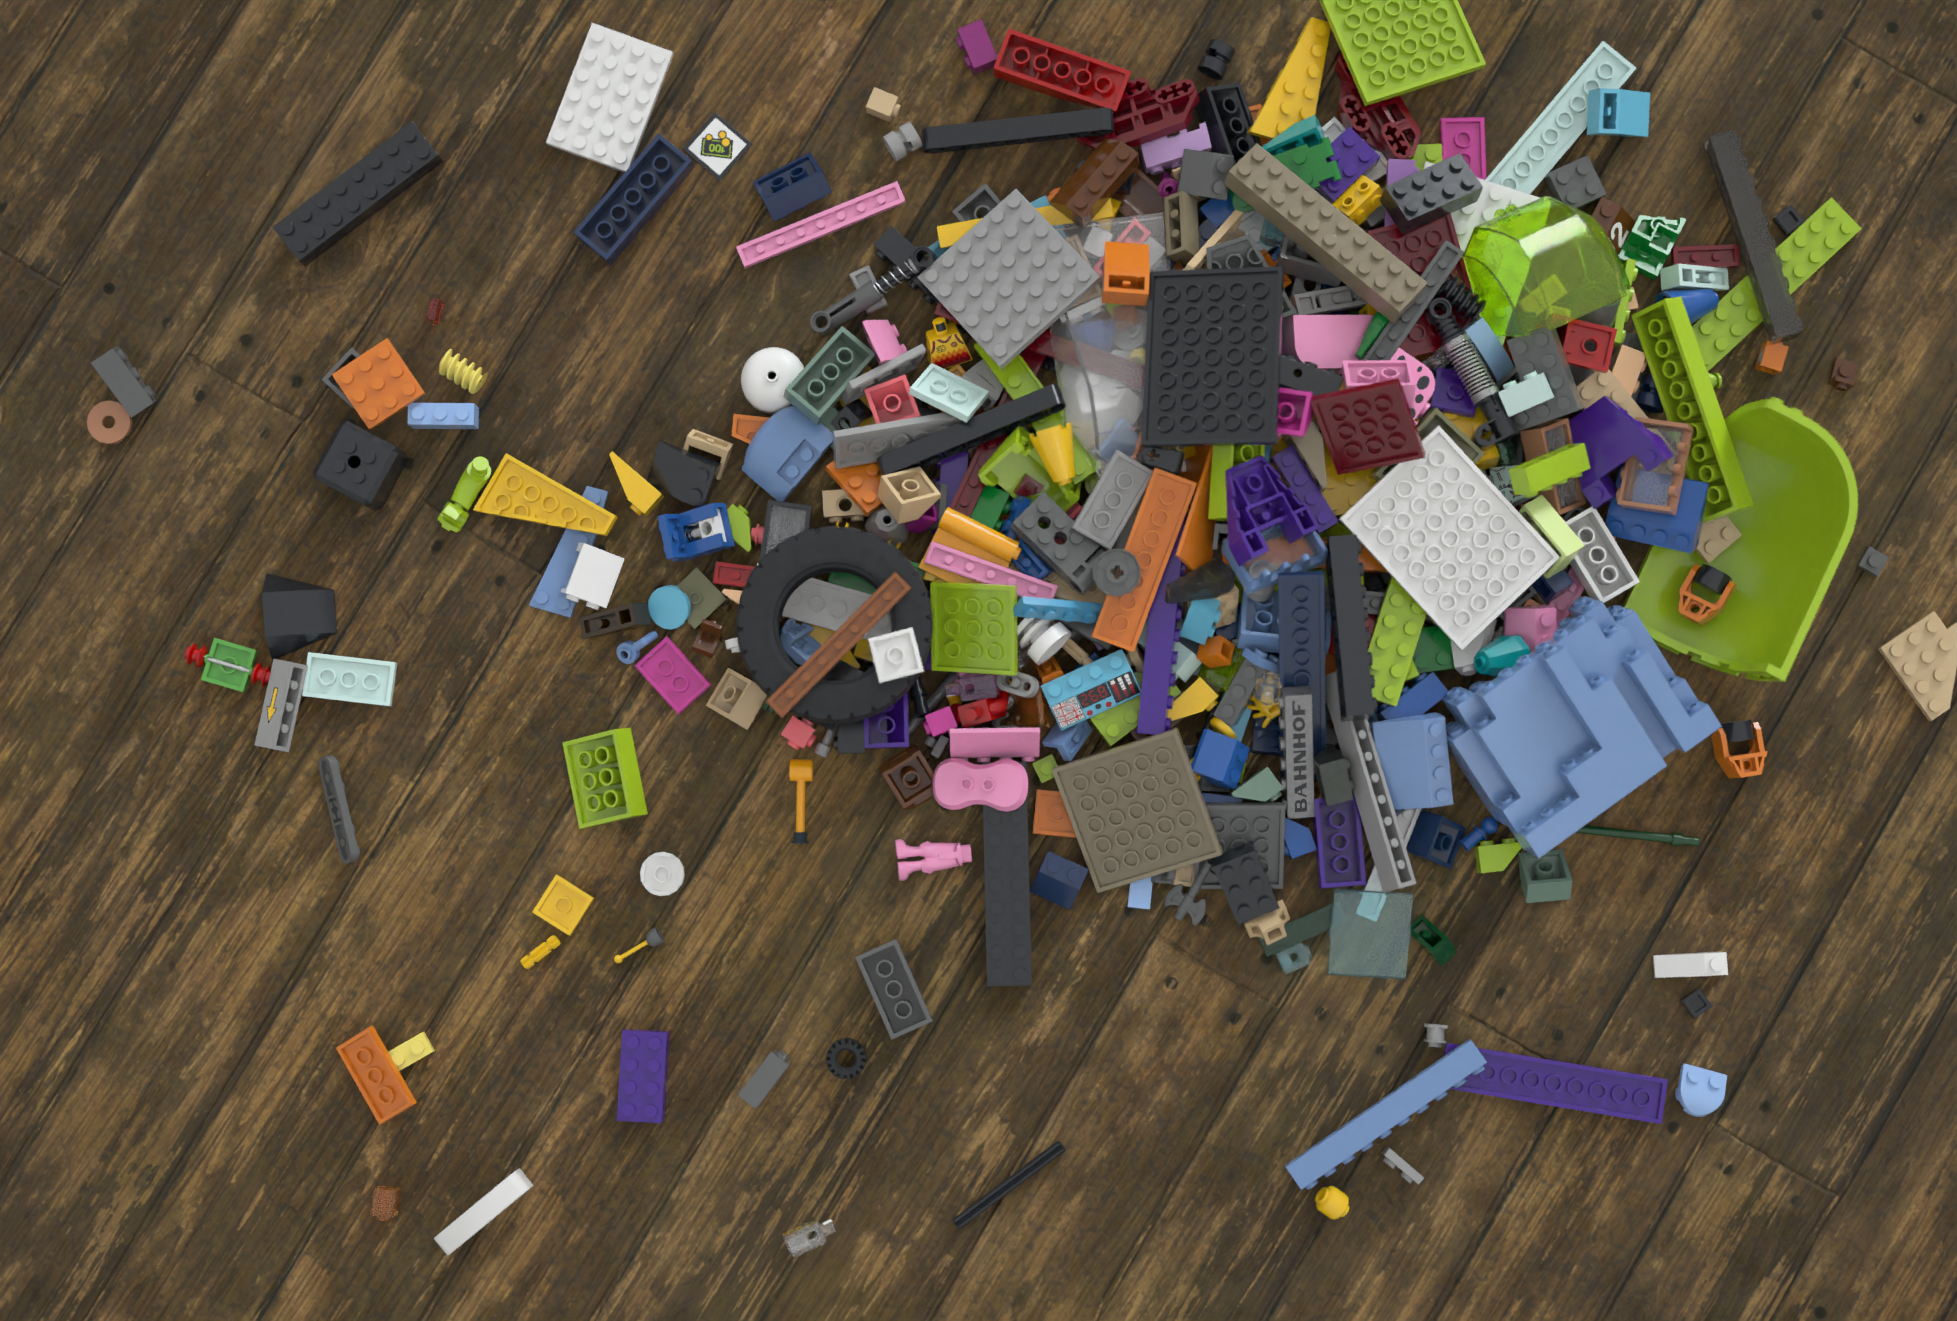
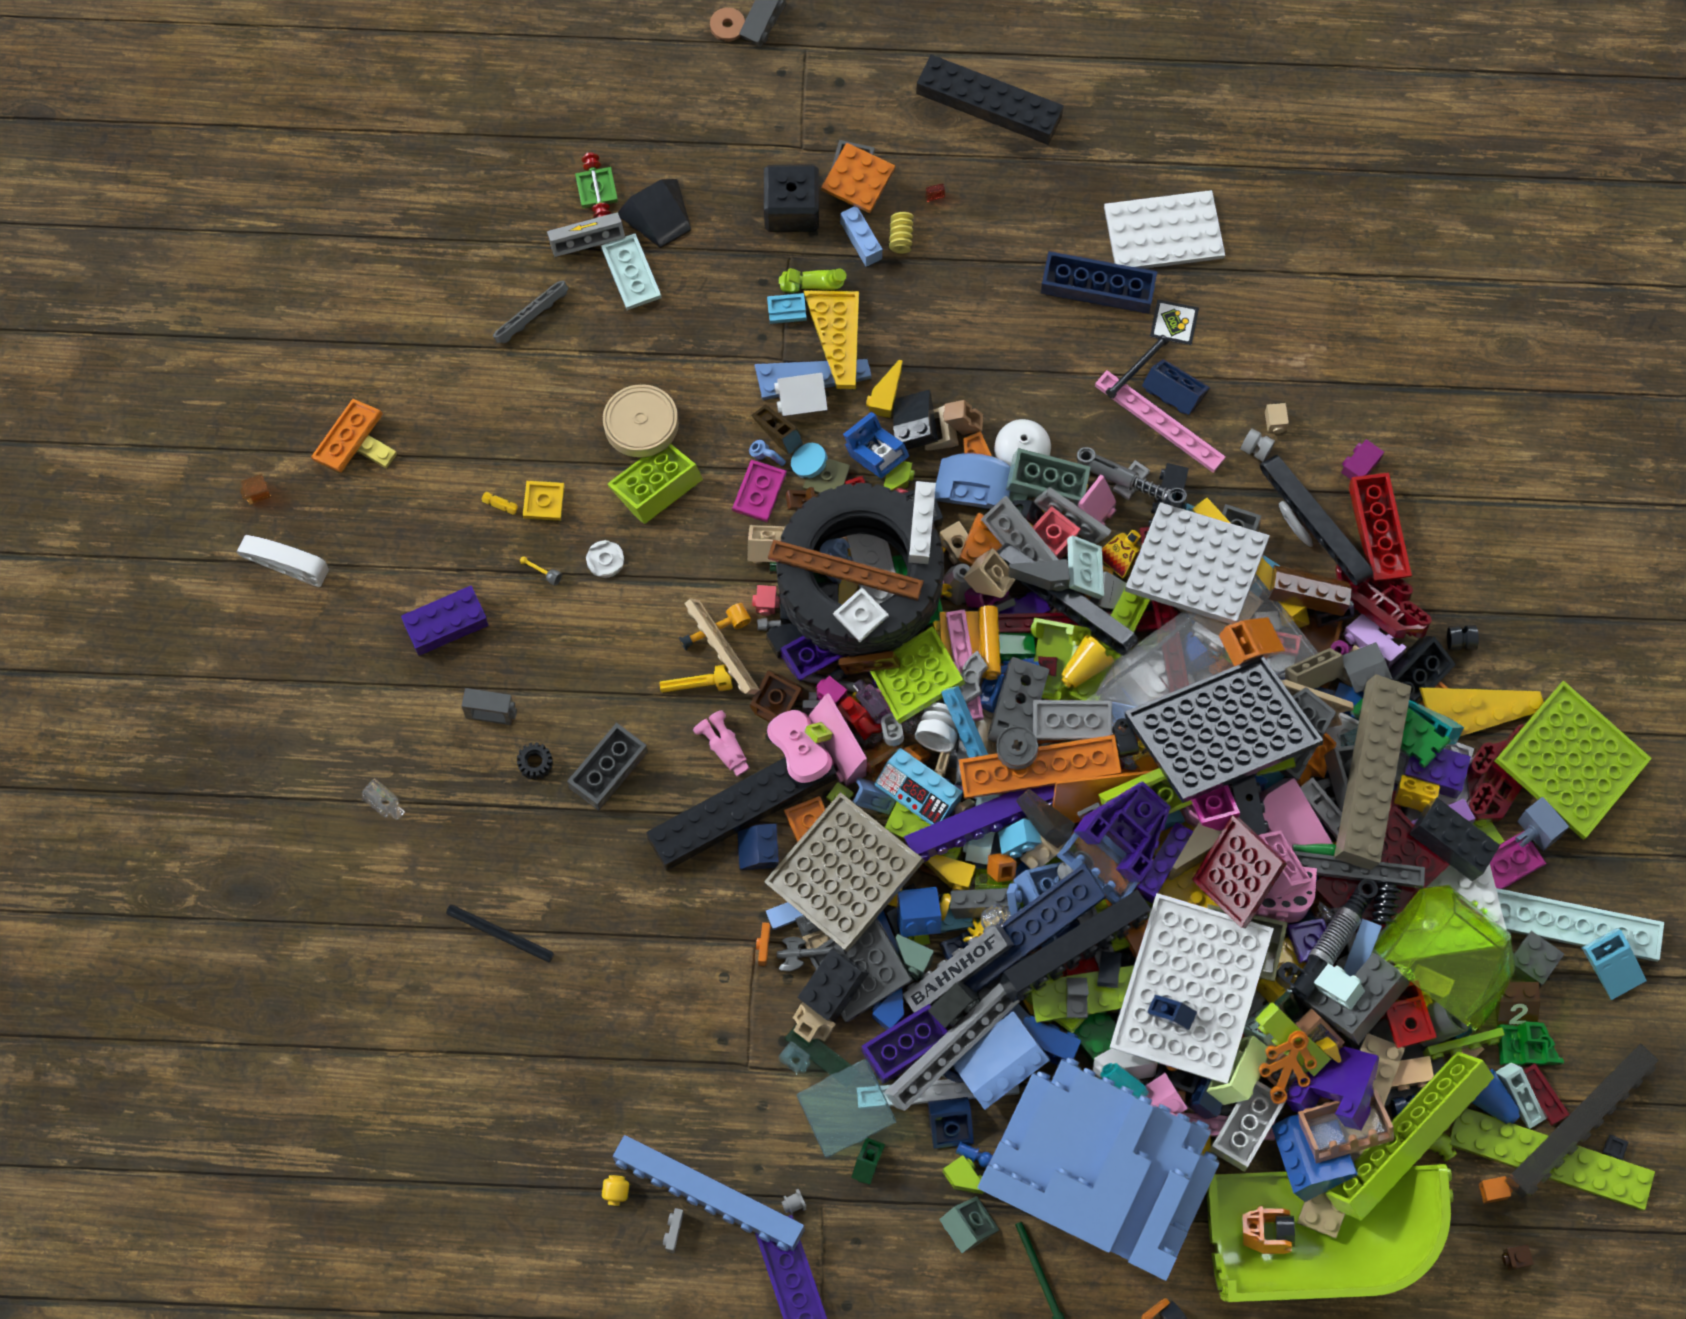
camera: 60 degrees right, 15 degrees down
(483, 538) = (786, 308): none -> medium azure plate
(529, 758) = (640, 420): none -> tan brick
(711, 424) = (963, 417): none -> medium nougat brick
(765, 255) = (1112, 392): none -> black bar
(829, 806) = (724, 650): none -> tan plate
(833, 539) = (922, 522): none -> white brick
(860, 824) = (720, 678): none -> yellow piece
(932, 667) = (869, 662): none -> reddish brown plate
(941, 438) = (1044, 574): none -> dark grey slope
(980, 759) = (818, 732): none -> lime plate
(1008, 574) = (972, 673): none -> light grey tile
(1009, 153) = (1294, 523): none -> light grey piece
(1161, 928) = (763, 943): none -> orange plate
(1386, 606) = (1109, 969): none -> black tile
(1396, 654) = (1076, 997): none -> dark grey slope
(1448, 99) = (1541, 825): none -> sand blue brick
(1466, 572) = (1172, 1012): none -> dark blue slope
(1561, 469) = (1288, 1063): none -> orange plant
(1570, 438) = (1329, 1048): none -> yellow slope

